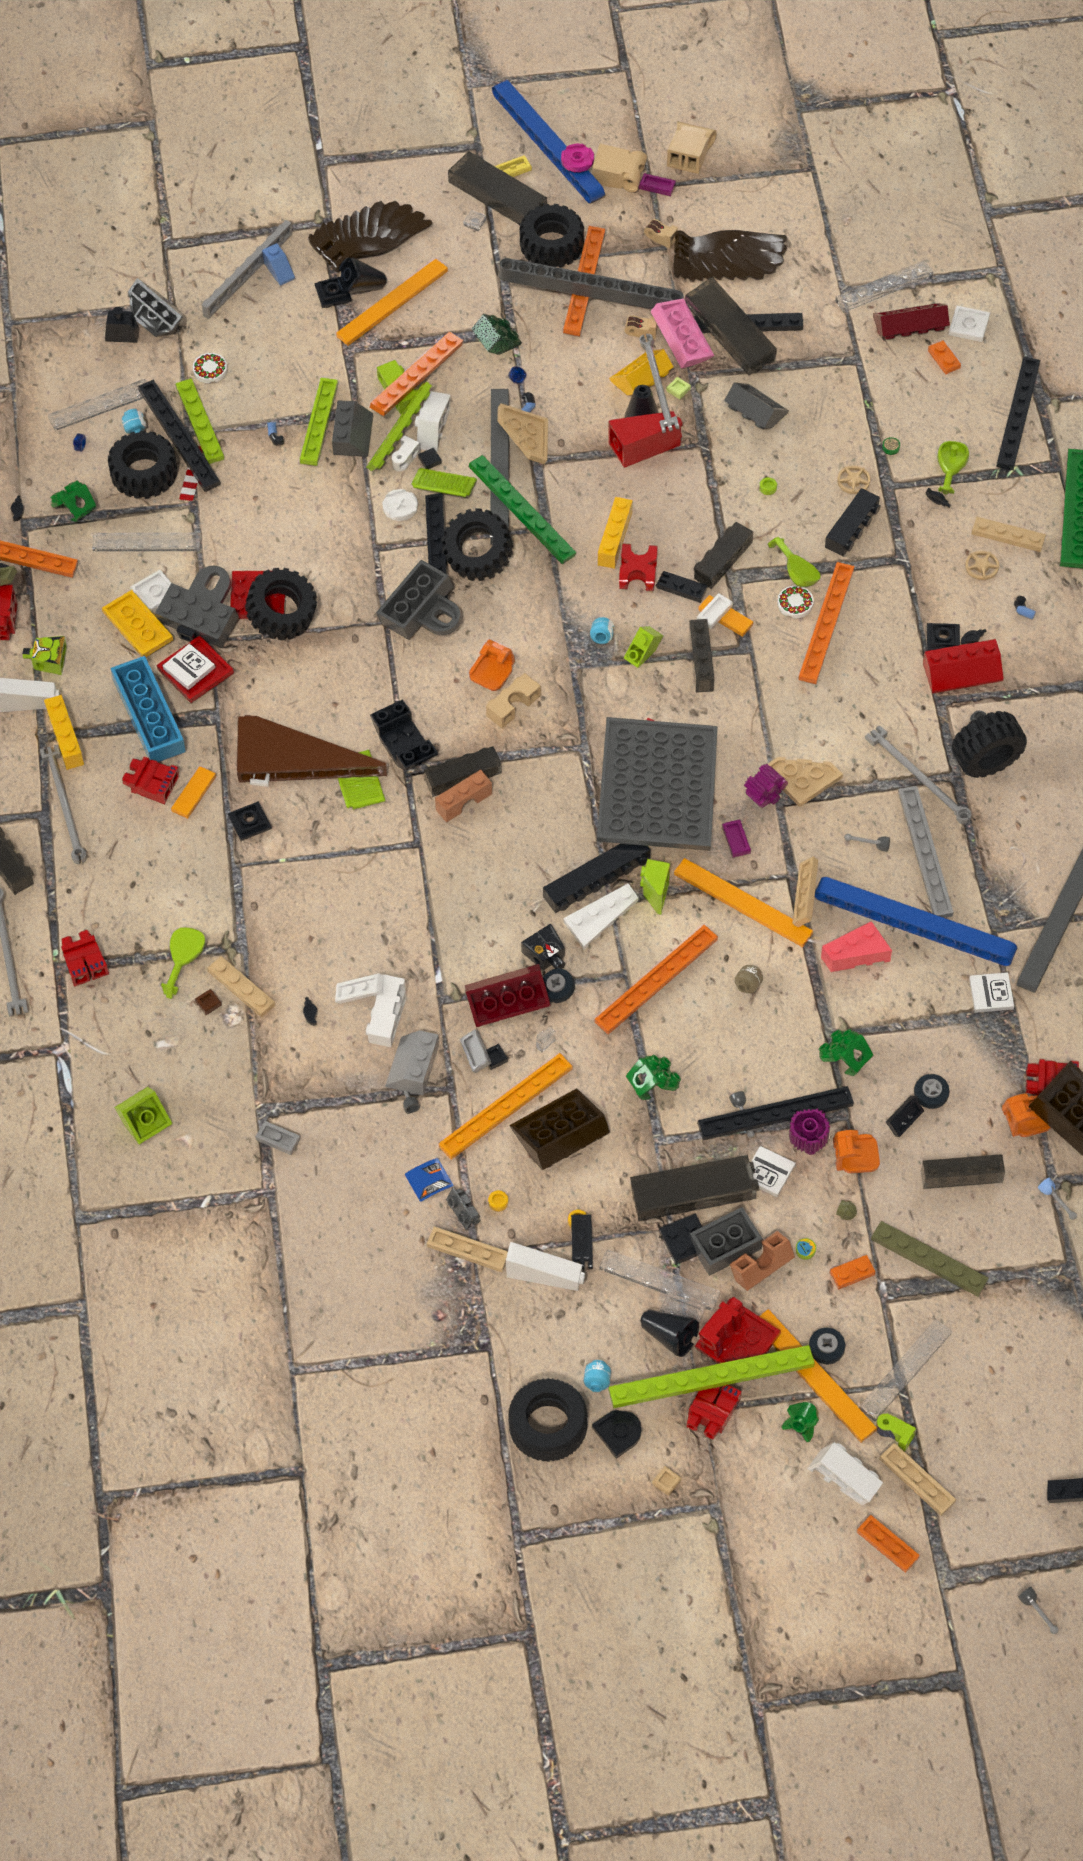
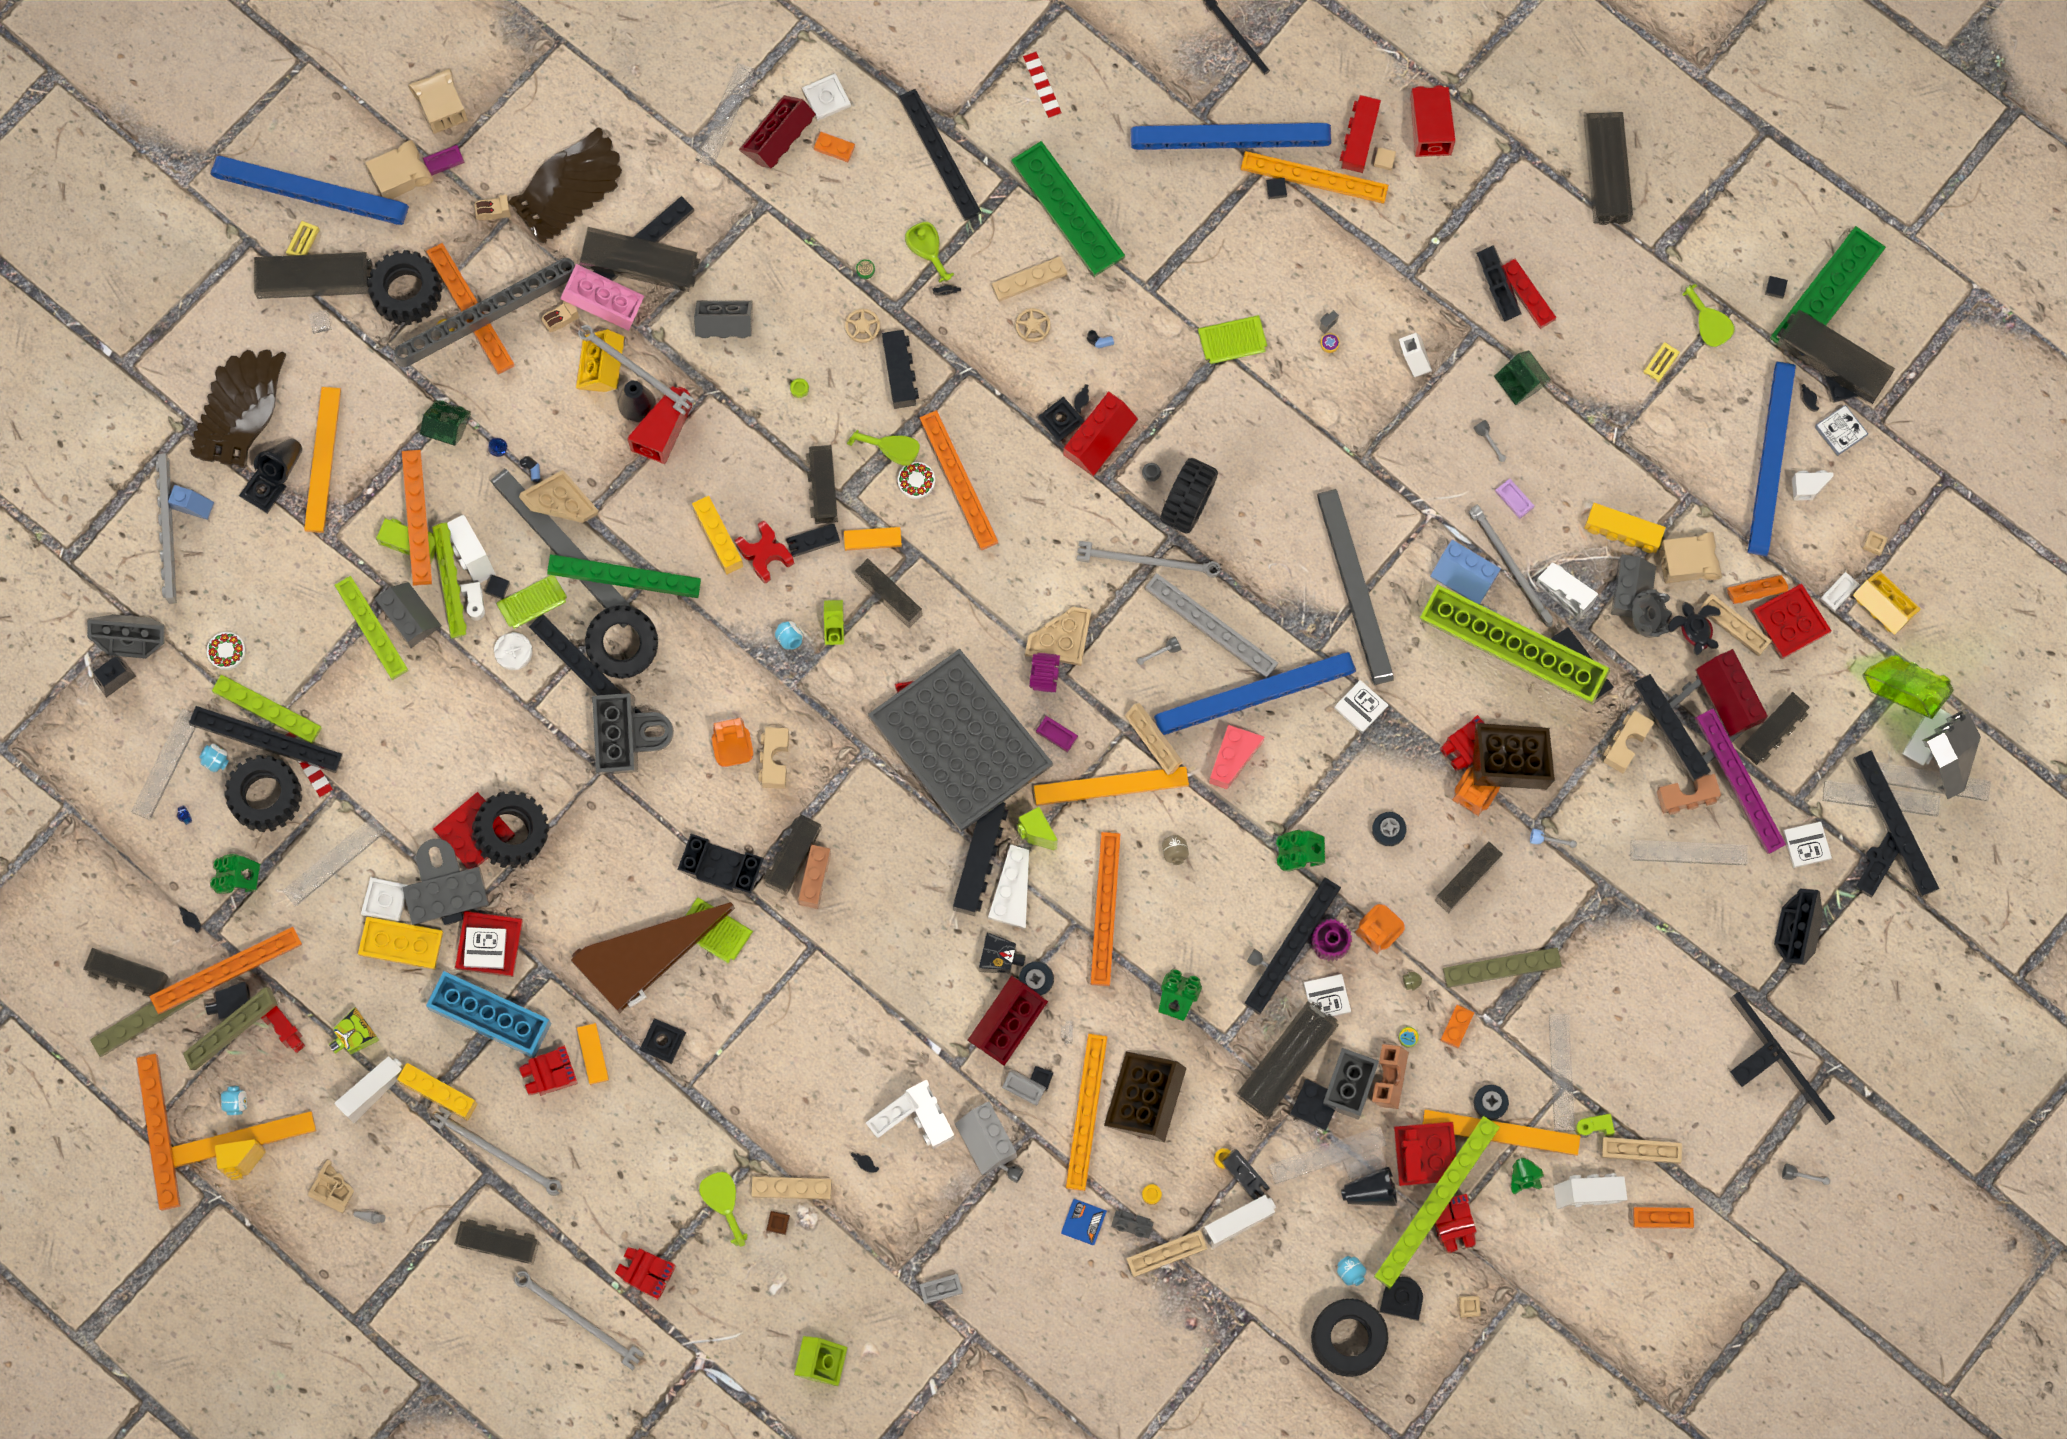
camera: 45 degrees left, 15 degrees up
(272, 433) = (343, 672): arm -> none
(577, 157) = (356, 183): dark pink plate -> none
(678, 388) = (642, 351): yellowish green tile -> none
(715, 610) = (862, 542): white tile -> none
(905, 1116) = (1388, 867): black plate -> none

